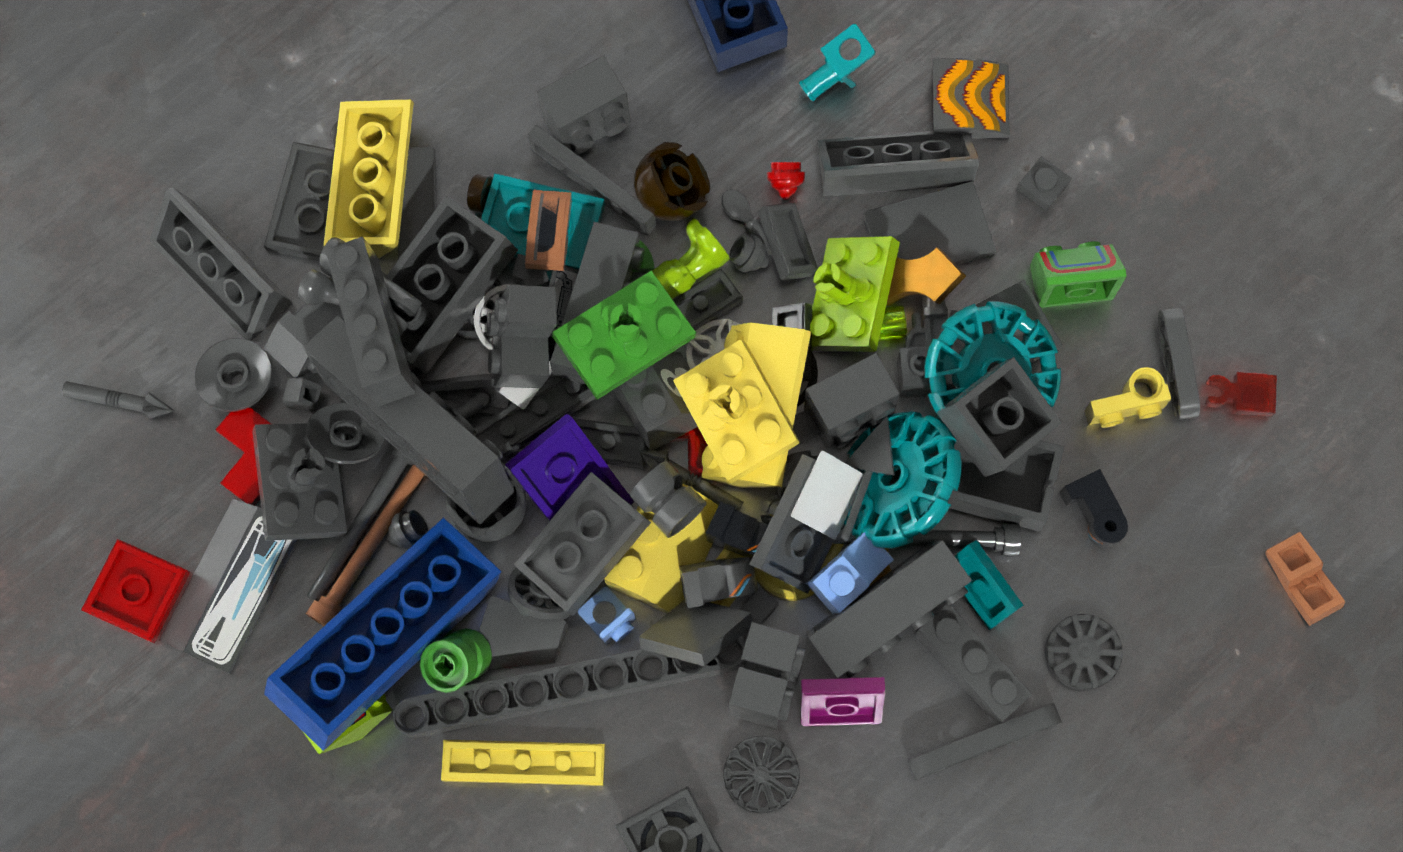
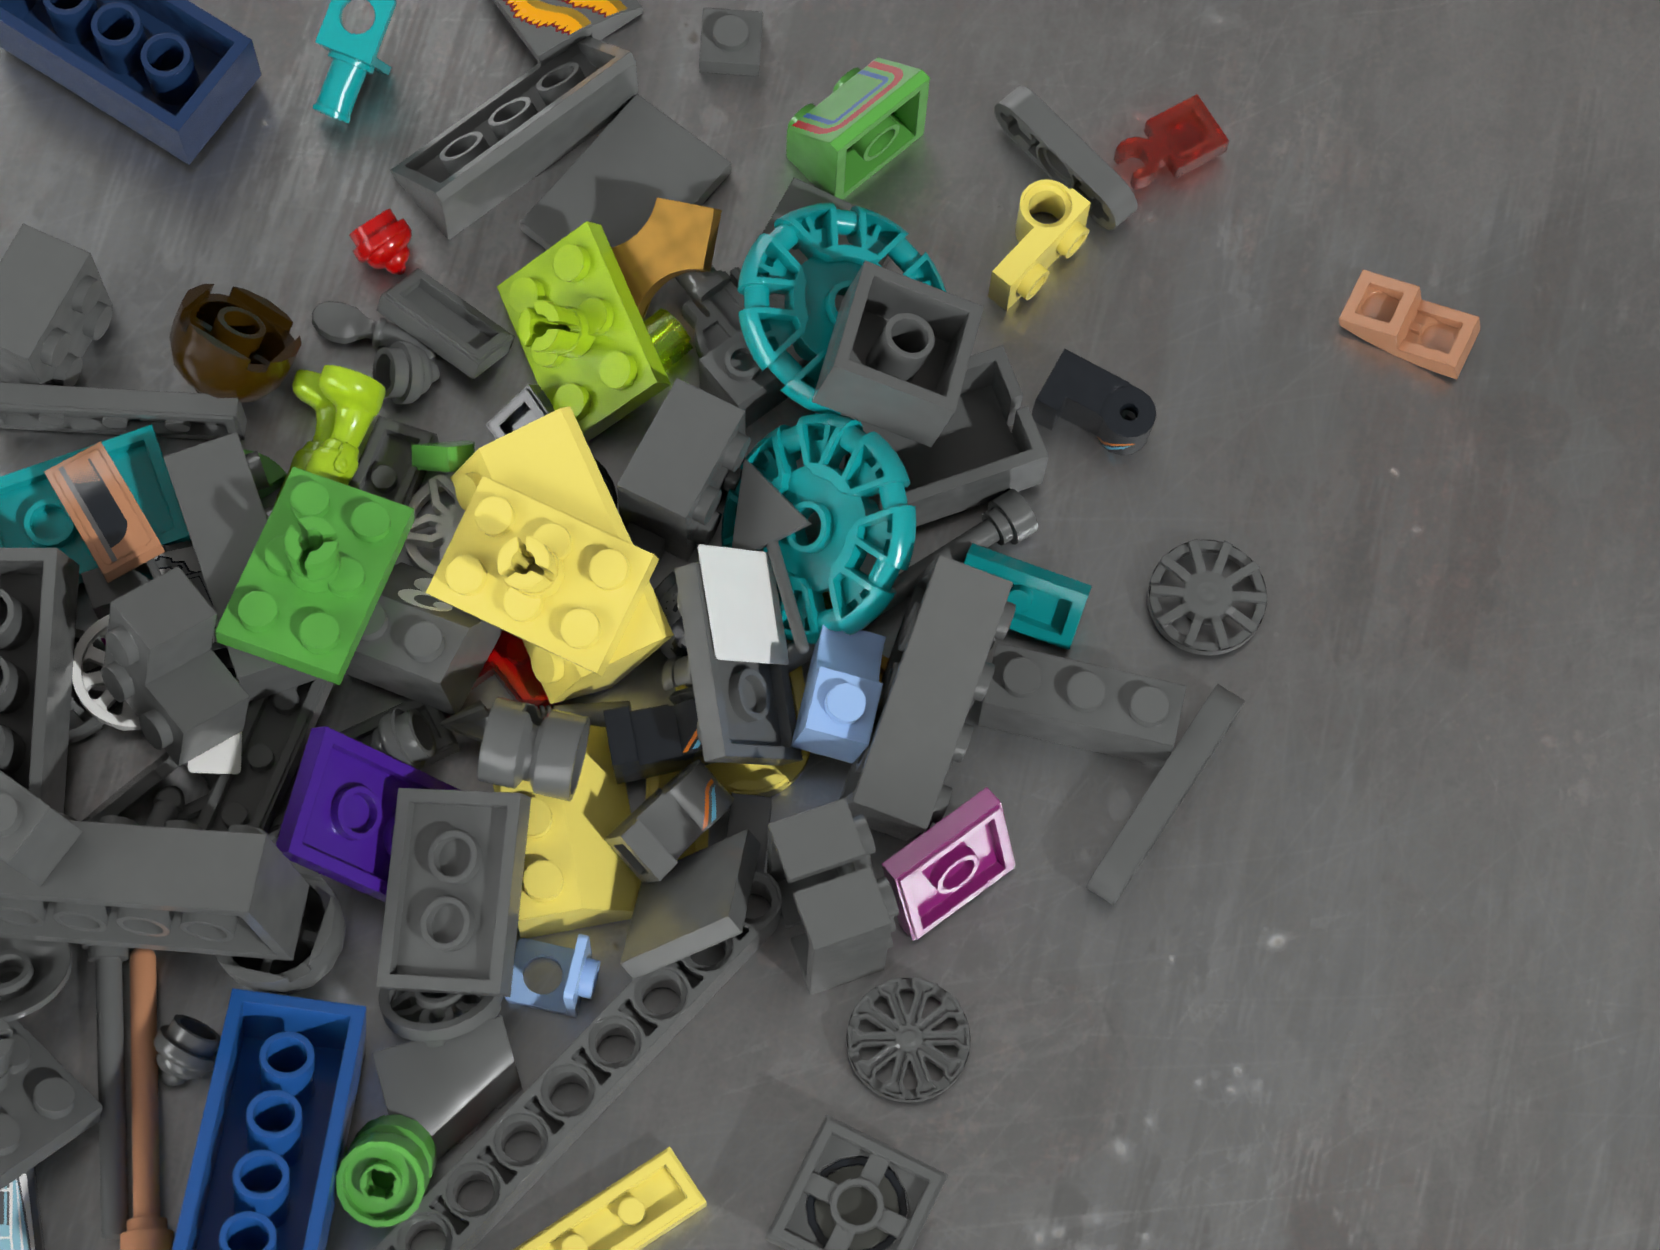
camera: 45 degrees left, 5 degrees down
(614, 446) = (405, 737): none -> dark grey plate
(736, 311) = (442, 455): none -> bright green tile

